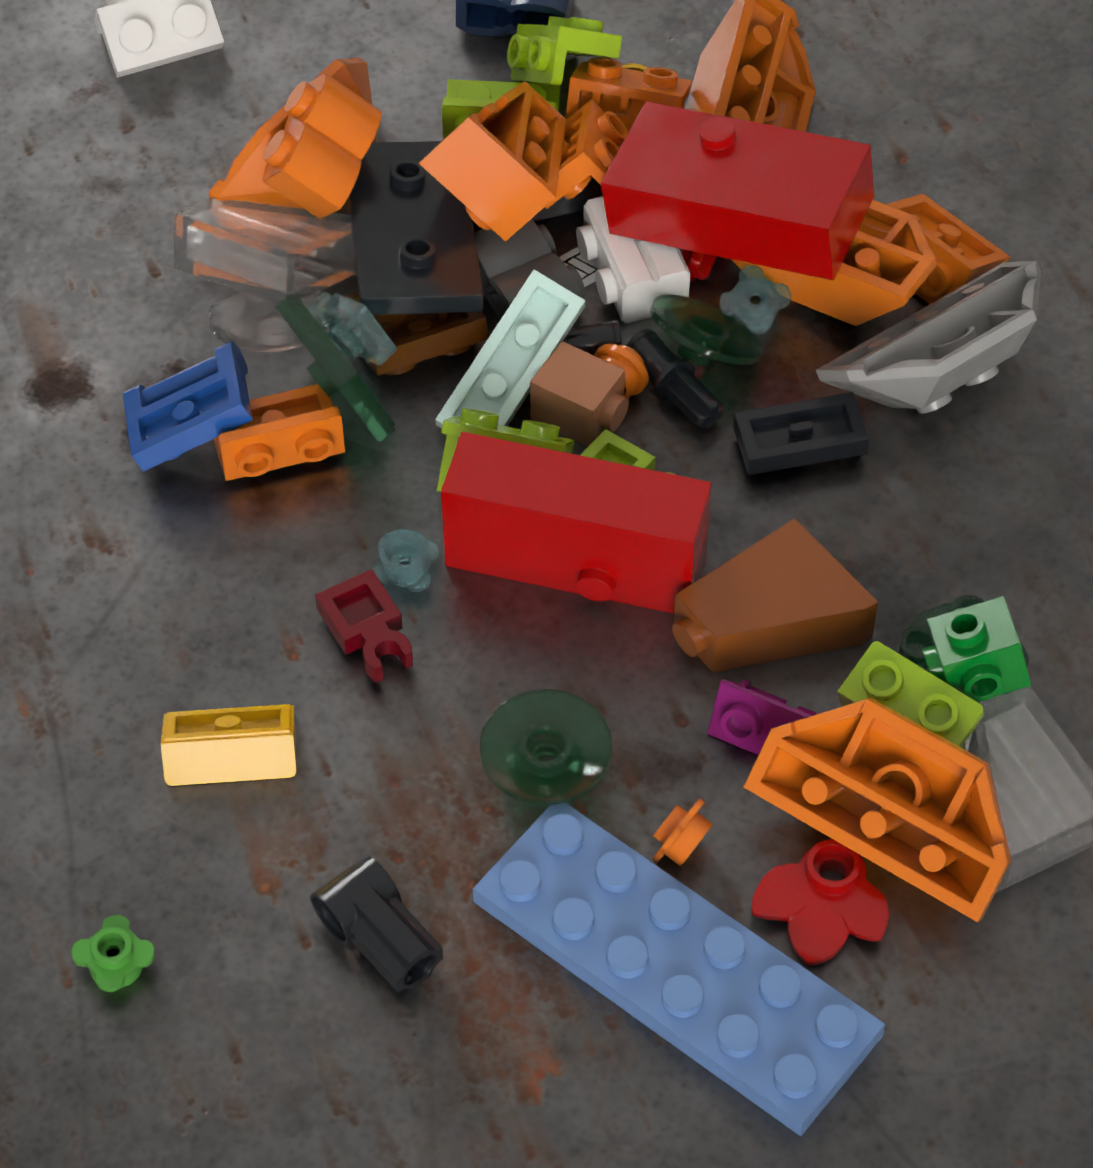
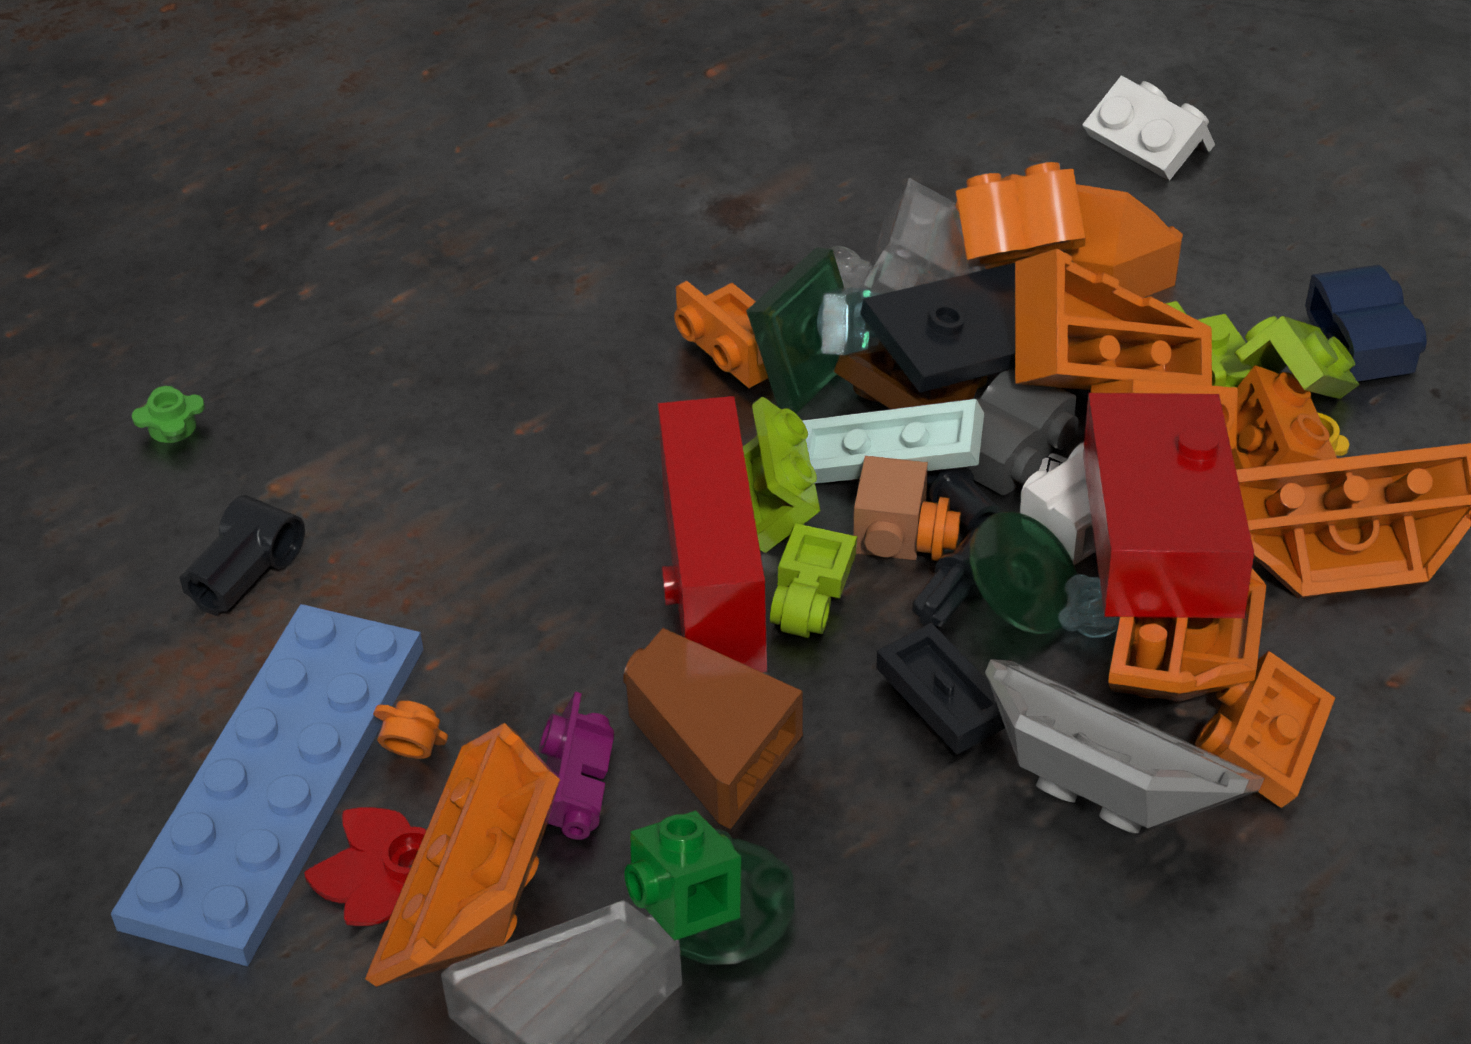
camera: 70 degrees right, 10 degrees down
(188, 408) = (720, 265): blue plate -> none
(229, 744) = (405, 416): yellow slope -> none
(366, 618) = (561, 446): dark red plate -> none
(405, 546) = (638, 457): clear light blue plate -> none
(546, 725) = (467, 603): clear green dish -> none
(912, 693) = (597, 846): lime bracket -> none

